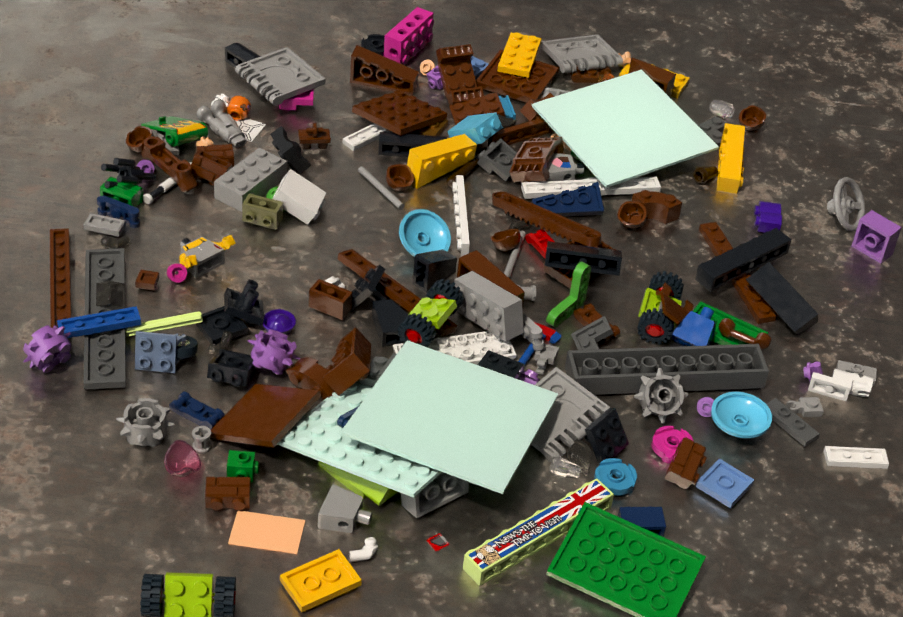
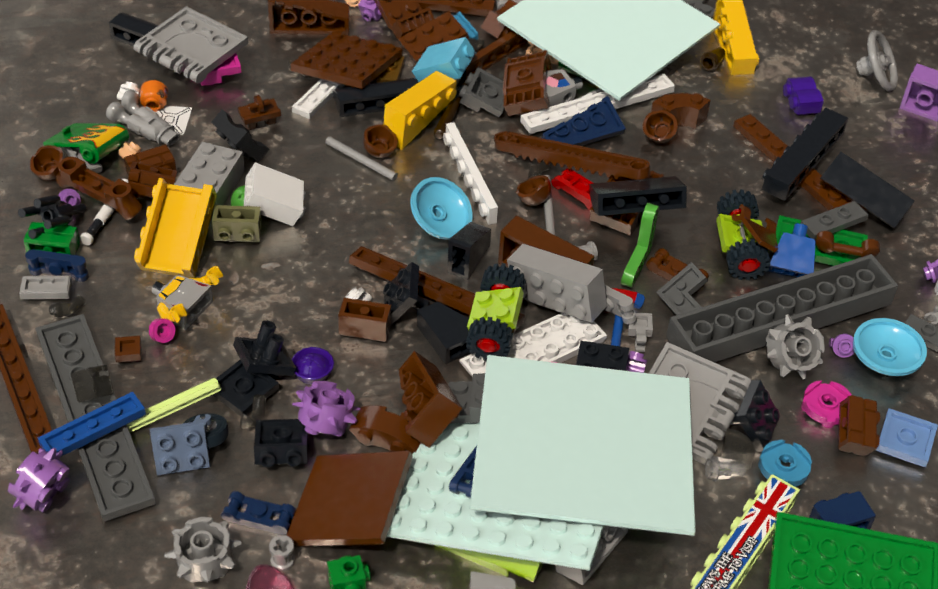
camera: 15 degrees left, 5 degrees up
(213, 204) = (175, 229): none -> yellow panel
(745, 313) = (835, 219): none -> dark grey plate

